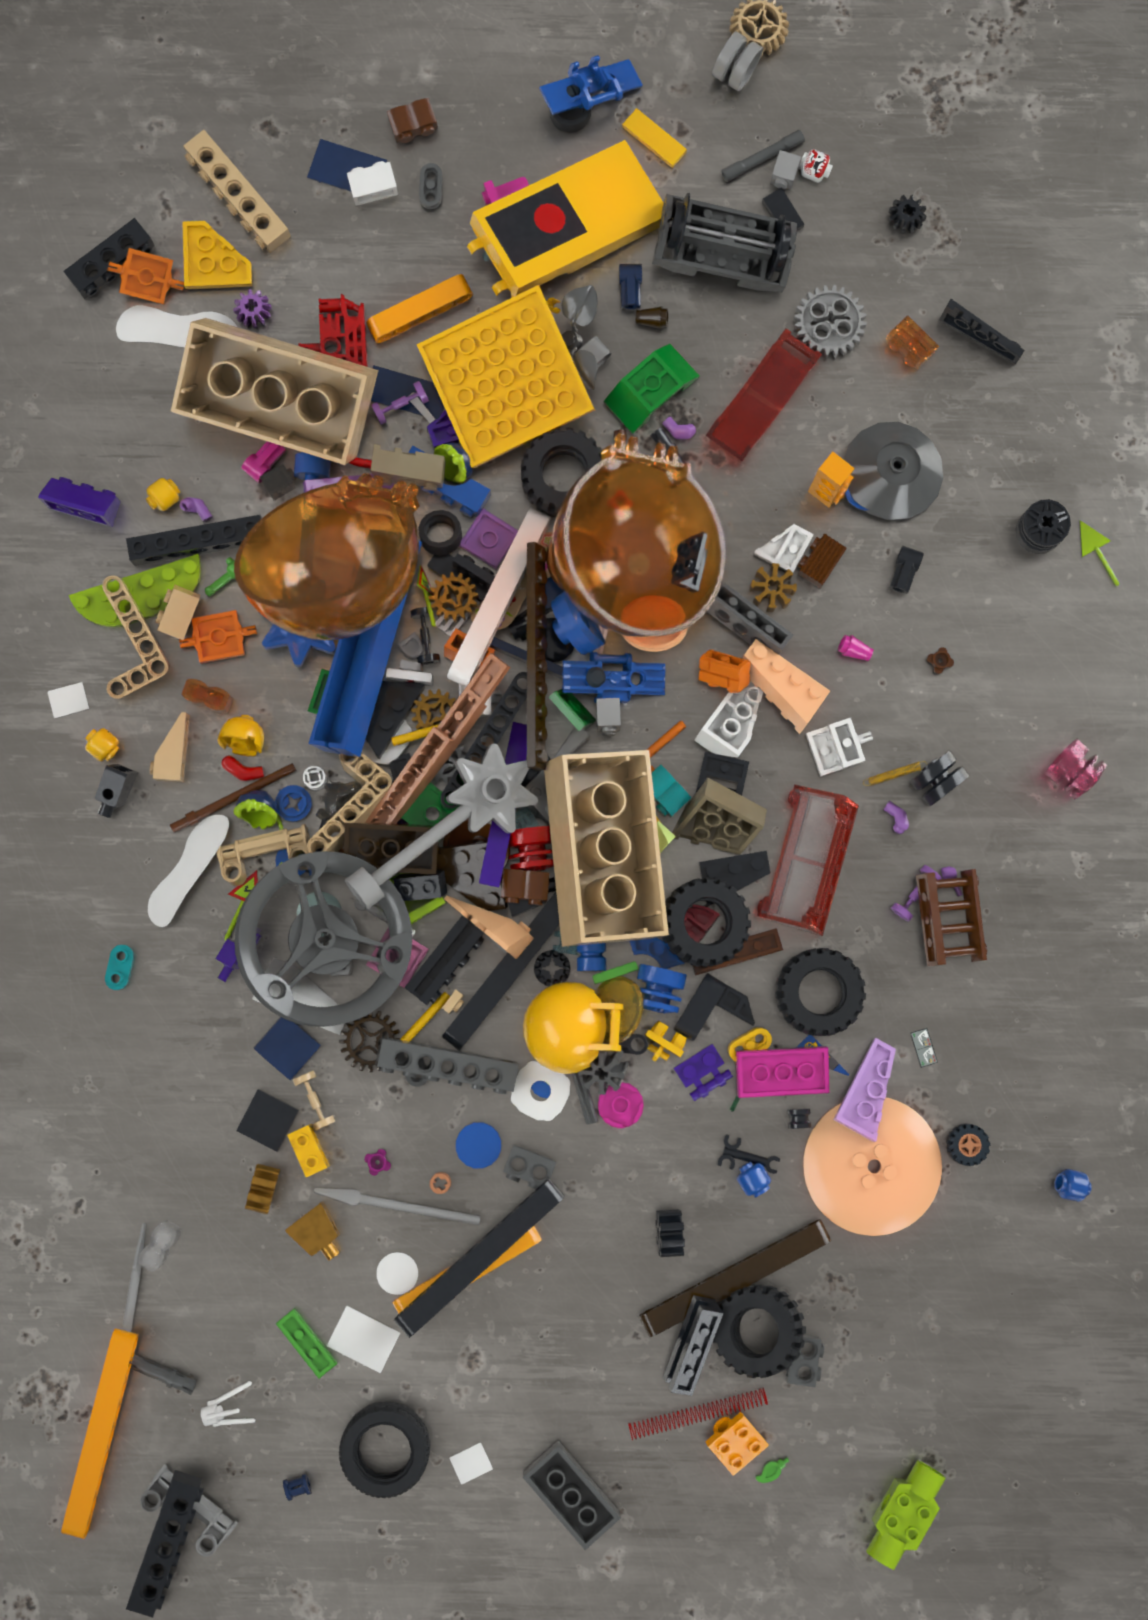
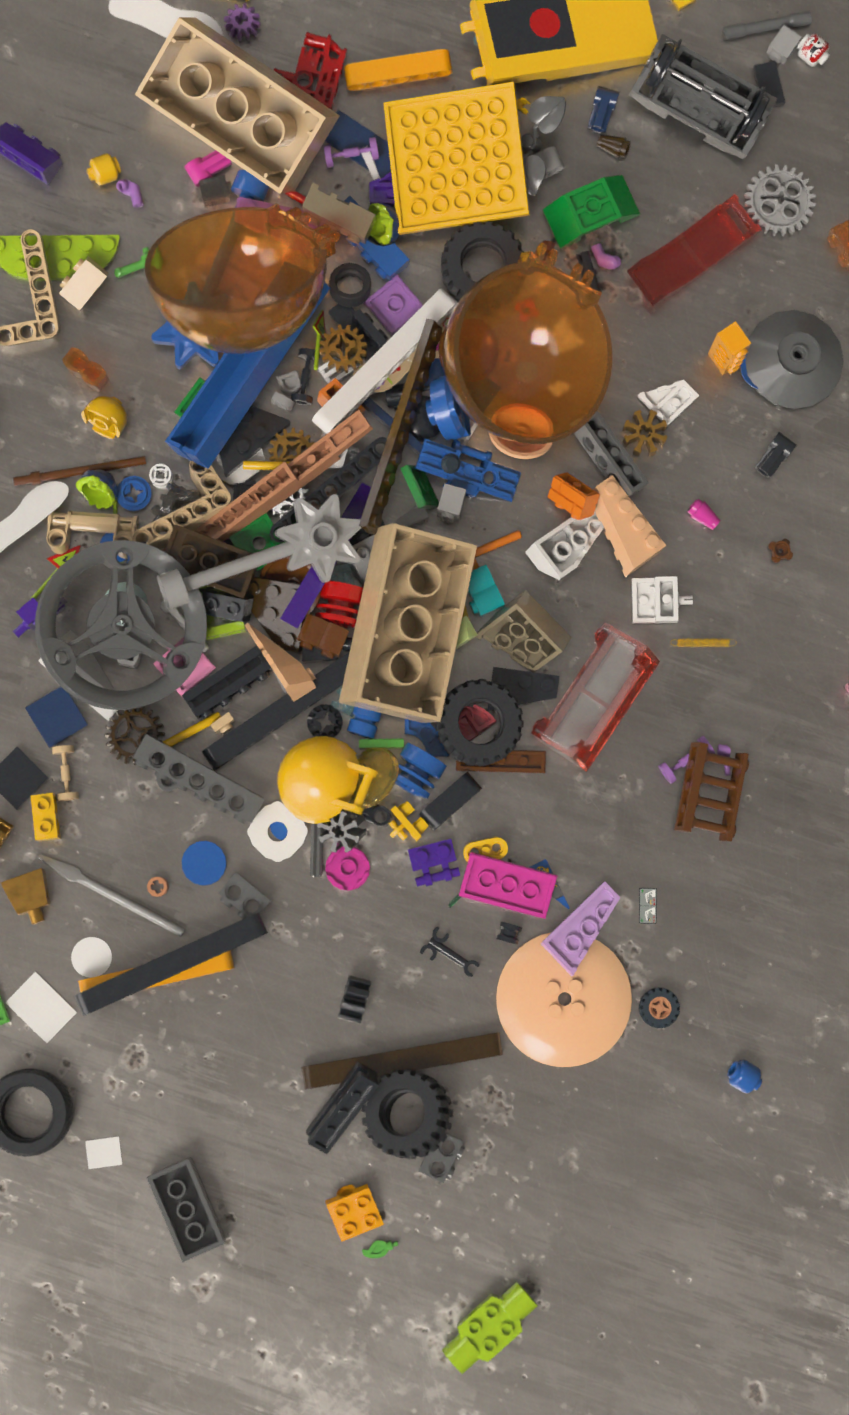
camera: 20 degrees right, 0 degrees up
(171, 756) = (36, 412): tan slope -> none
(189, 540) = (114, 220): black brick -> none
(218, 636) = (113, 317): orange plate -> none
(240, 771) = (94, 448): red arm -> none
(375, 1168) = (110, 853): magenta plate -> none
(409, 676) = (278, 409): white tile -> none
(690, 562) = (572, 384): black bracket -> none
(691, 1419) = (322, 1174): red piece -> none
(725, 769) = (543, 587): black plate -> none
(736, 1004) = (485, 810): black tile -> none
(753, 1179) = (448, 975): blue head -> none
(821, 561) = (698, 422): reddish brown brick -> none
(848, 977) = (596, 814): black tyre -> none
(900, 816) = (695, 683): medium lavender arm -> none
(939, 778) = (741, 656): black wheel -> none

